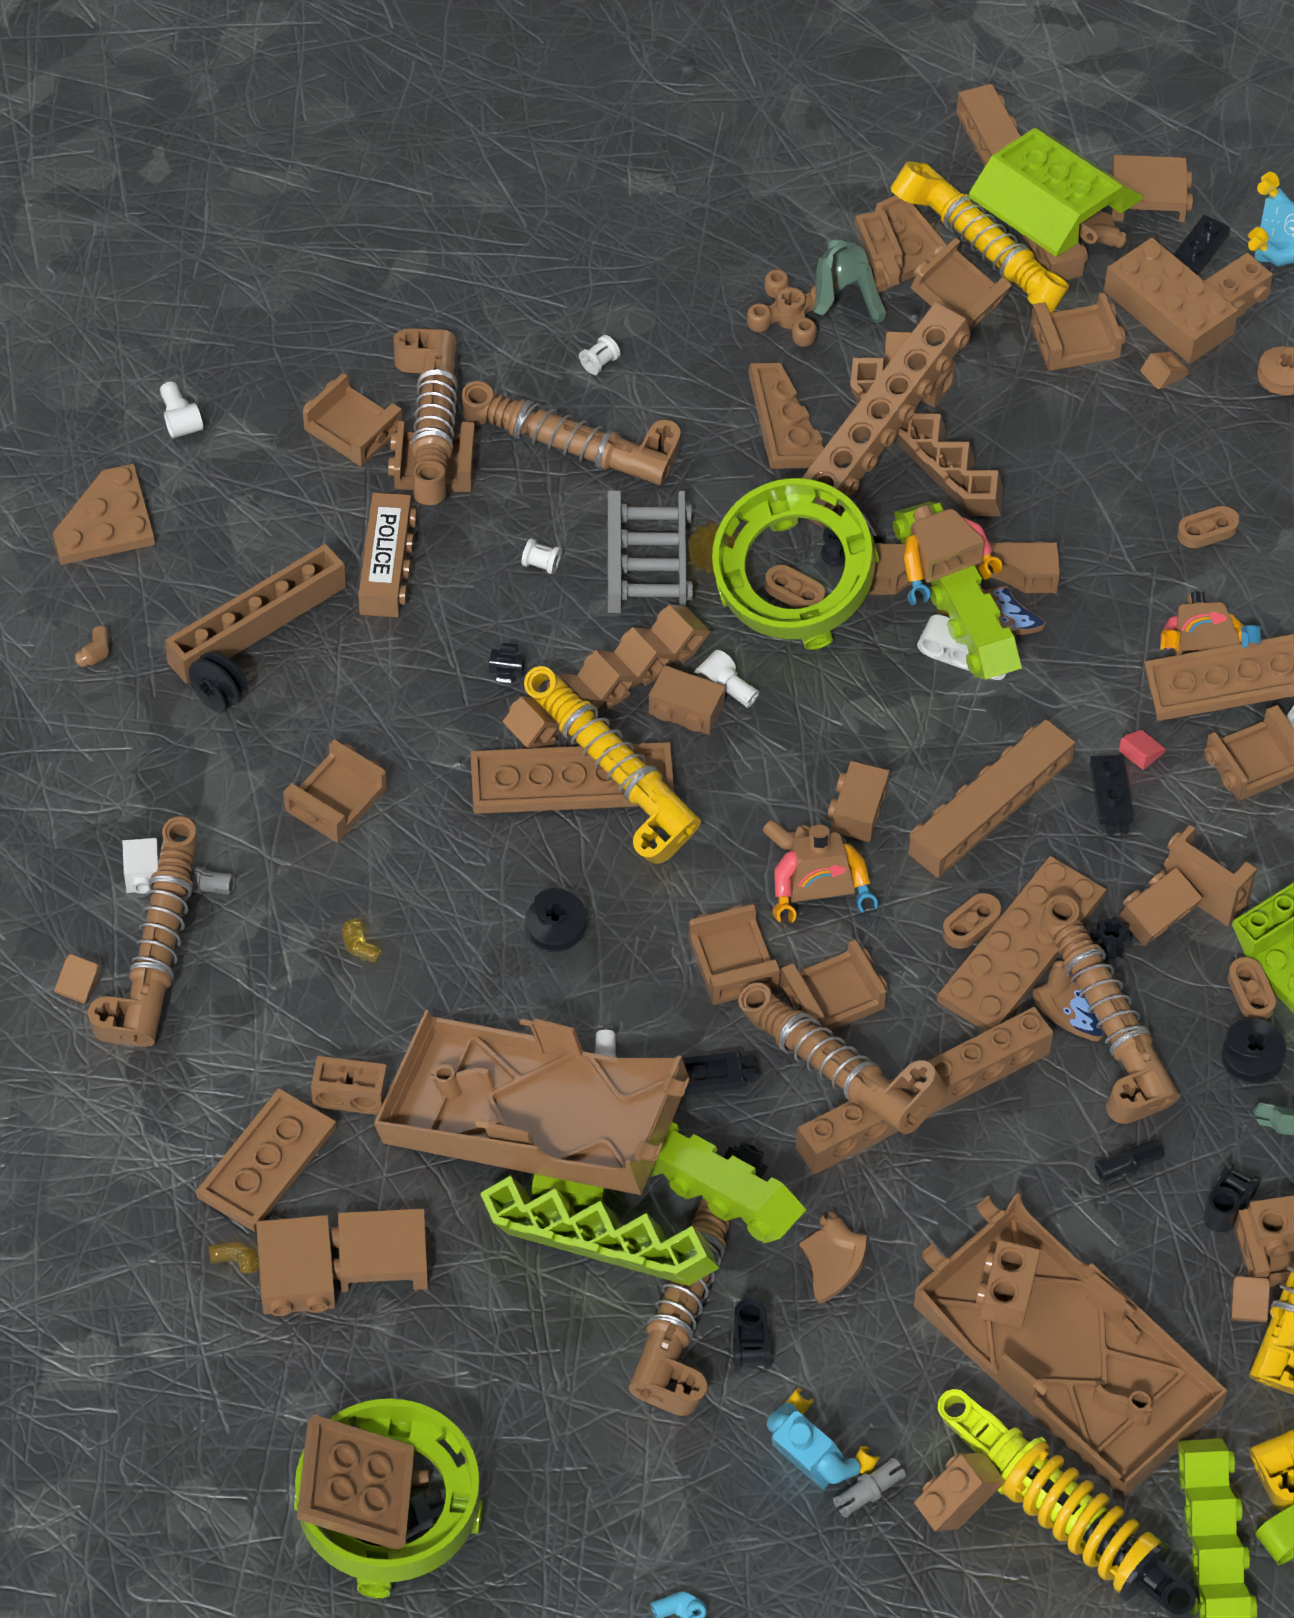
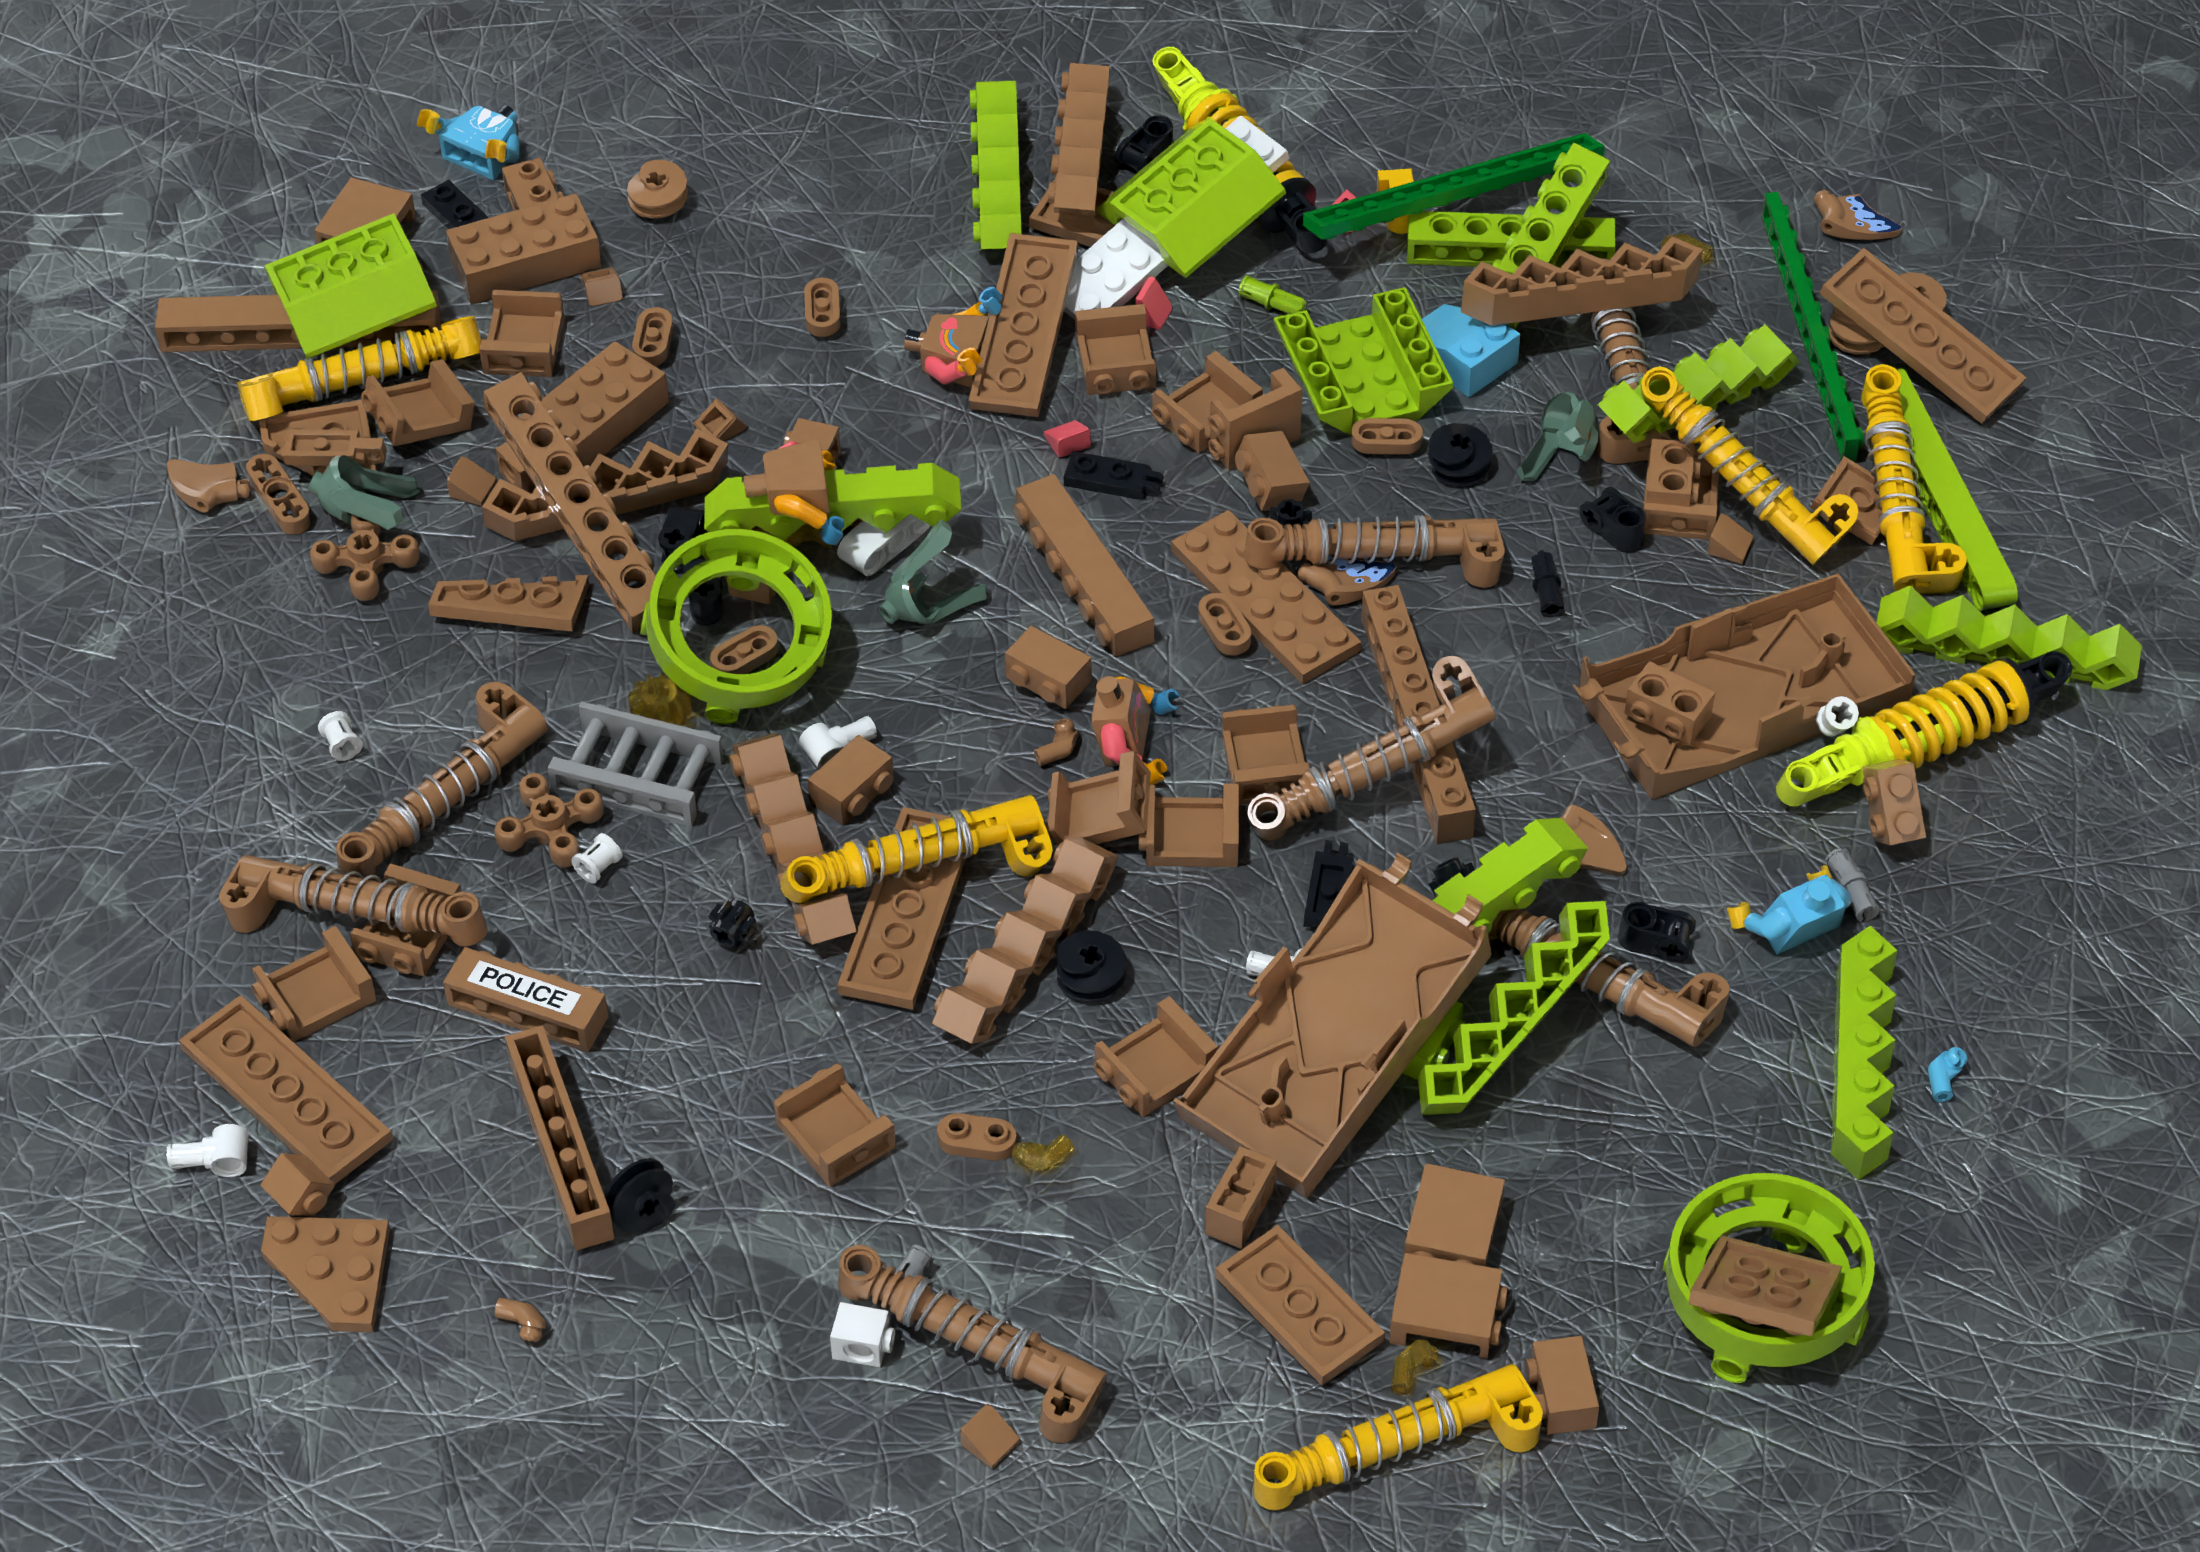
camera: 70 degrees left, 5 degrees down
(160, 469) = (297, 1185): none -> medium nougat brick
(184, 1283) = (1377, 1439): none -> yellow piece
(243, 1370) = (1563, 1384): none -> medium nougat brick
(249, 436) = (285, 1089): none -> medium nougat plate
(362, 890) = (976, 1137): none -> medium nougat plate
(476, 991) = (1156, 1059): none -> medium nougat panel
(563, 864) = (1025, 940): none -> medium nougat brick
(567, 513) = (548, 819): none -> medium nougat gear
(672, 1526) = (1862, 1053): none -> lime brick
(720, 875) = (1102, 805): none -> medium nougat panel
(826, 187) = (206, 484): none -> medium nougat arm
(838, 223) = (278, 506): none -> medium nougat beam
(895, 500) = (679, 527): none -> black piece
(900, 679) = (903, 593): none -> sand green piece
(1009, 404) = (606, 401): none -> medium nougat brick
(1038, 1414) = (1847, 715): none -> white bush
(1046, 498) = (720, 421): none -> medium nougat slope
(1113, 420) = (653, 335): none -> medium nougat plate
(1227, 836) = (1189, 407): none -> medium nougat panel

